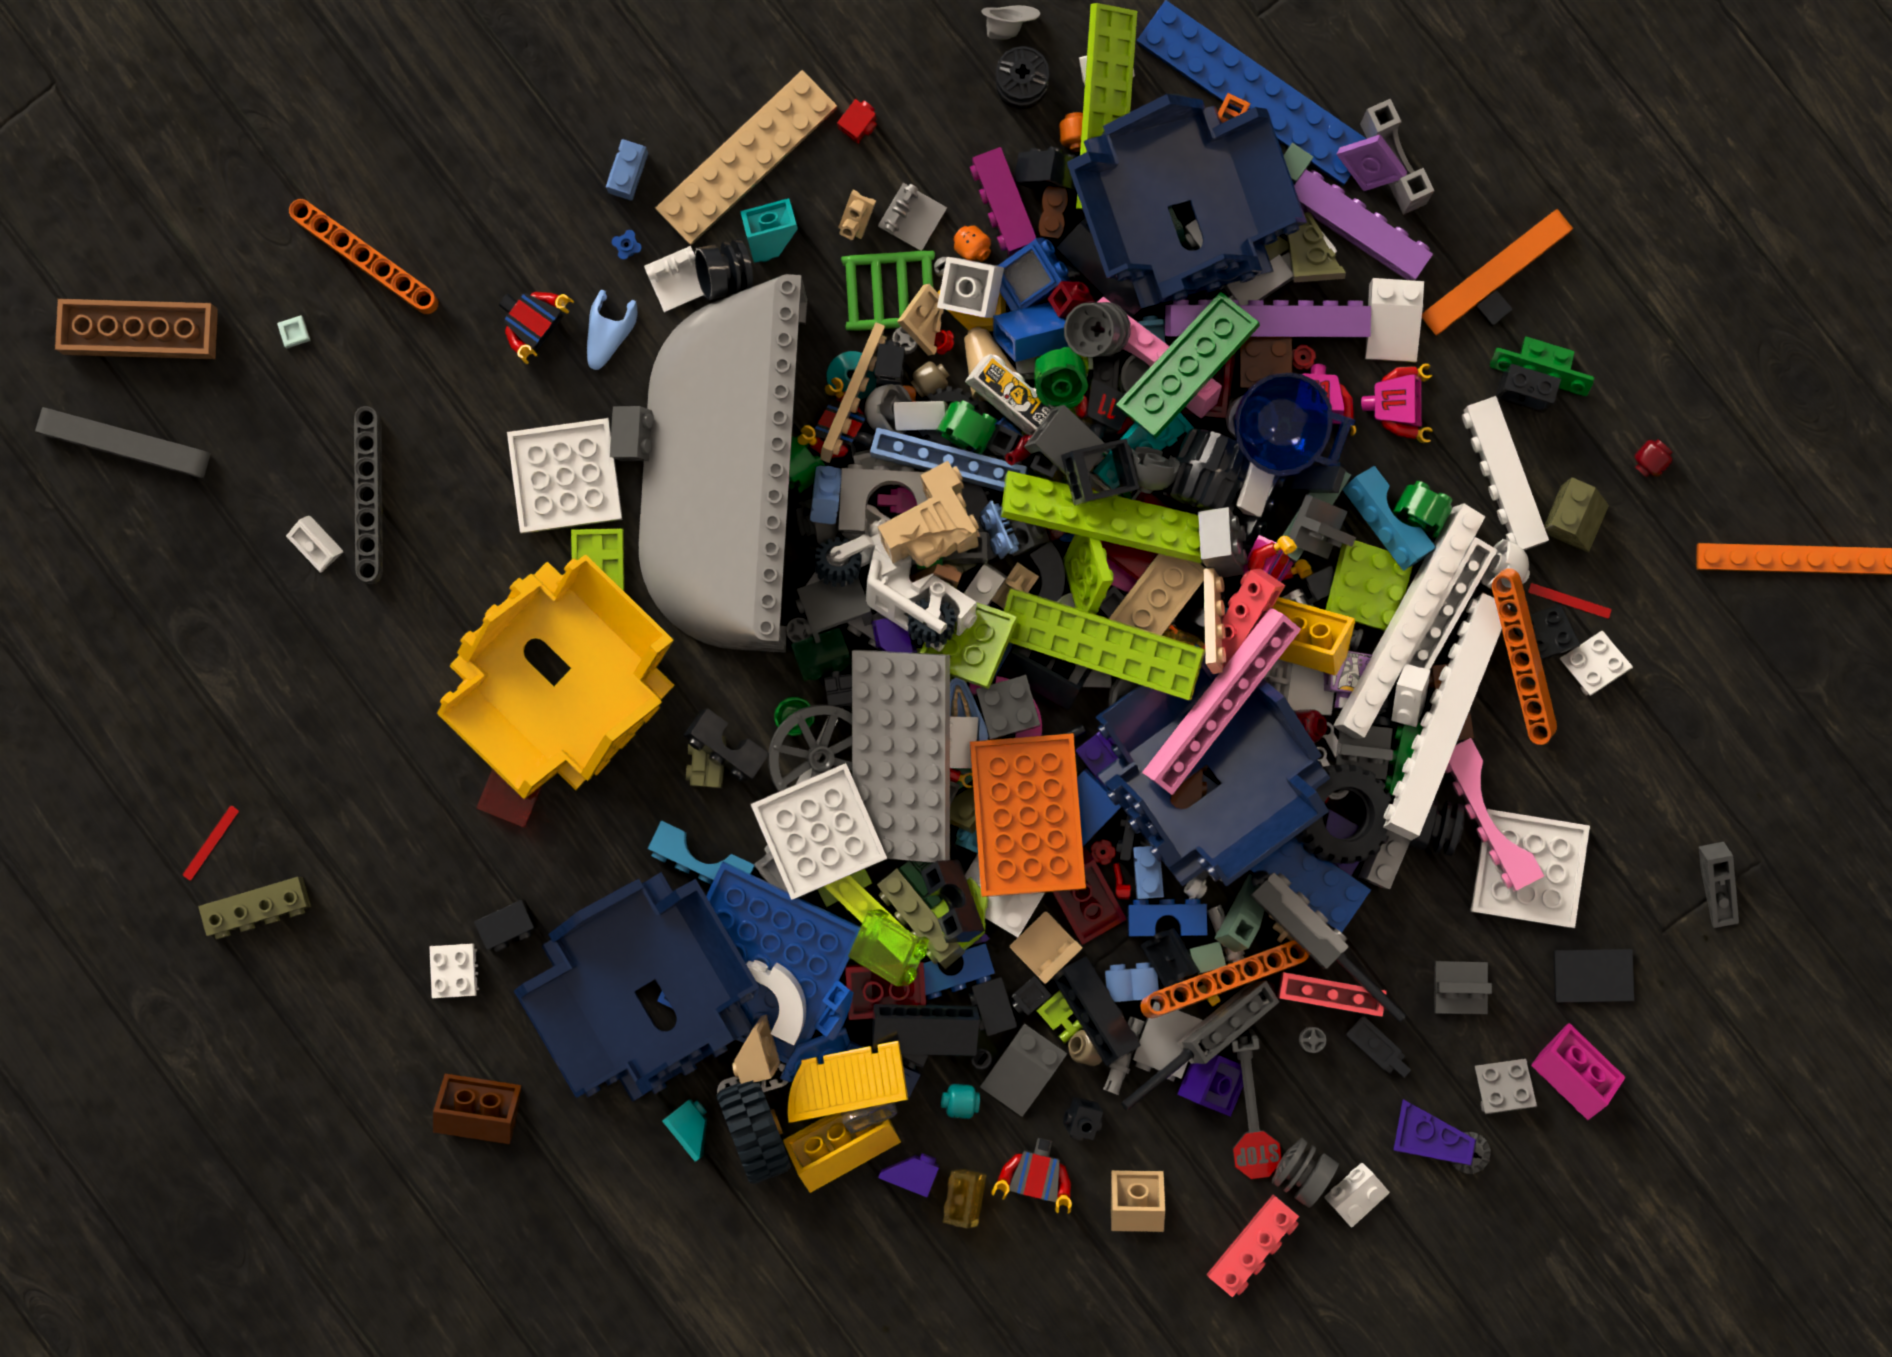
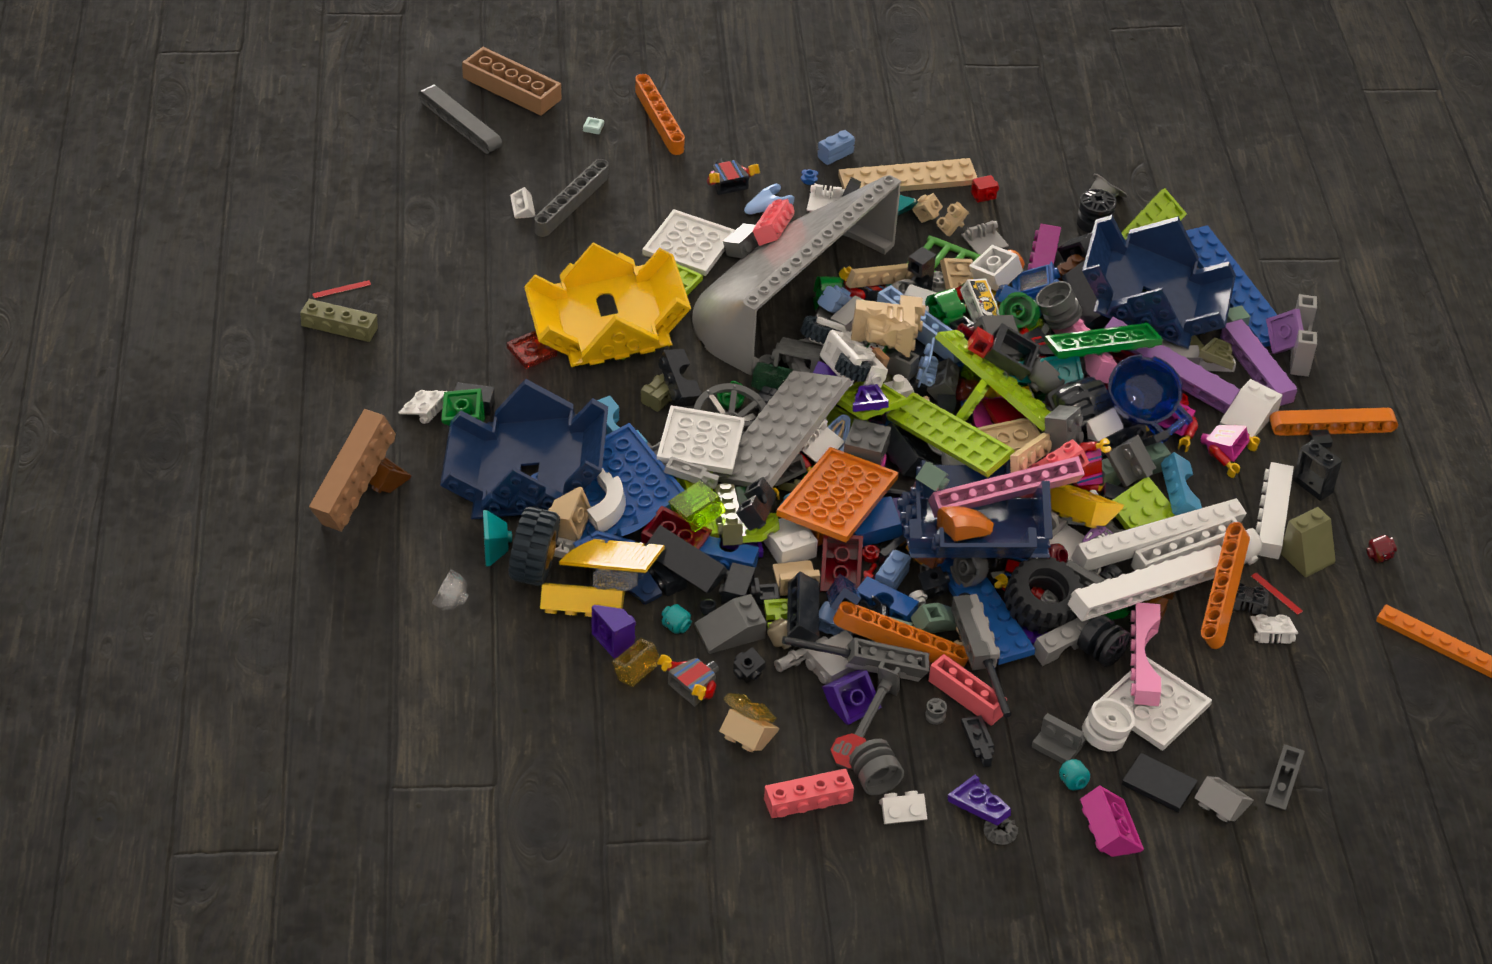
camera: 25 degrees right, 40 degrees down
(475, 1161) = (352, 470): none -> medium nougat brick
(512, 960) = (465, 400): none -> green slope
(651, 385) = (773, 221): none -> coral brick
(698, 1236) = (451, 592): none -> clear cylinder
(812, 212) = (927, 207): none -> tan brick
(843, 896) = (691, 472): none -> light grey hinge
(981, 658) = (870, 398): none -> dark purple wing
(1058, 488) = (980, 342): none -> red brick
(1125, 1182) = (751, 710): none -> clear yellow slope
(1128, 961) = (841, 589): none -> dark blue fence
(1138, 749) = (933, 477): none -> sand green arch
(1210, 790) = (963, 522): none -> orange slope
(1410, 695) = (1134, 557): white brick -> none
(1423, 508) = (1209, 489): green brick -> none
(1505, 944) = (1108, 724): none -> white wheel
(1505, 1032) = (1074, 774): none -> teal head
(1505, 1086) = (1058, 806): light grey hinge -> none
(1545, 359) = (1346, 484): green bracket -> none
(1673, 957) = (1222, 798): none -> light grey slope

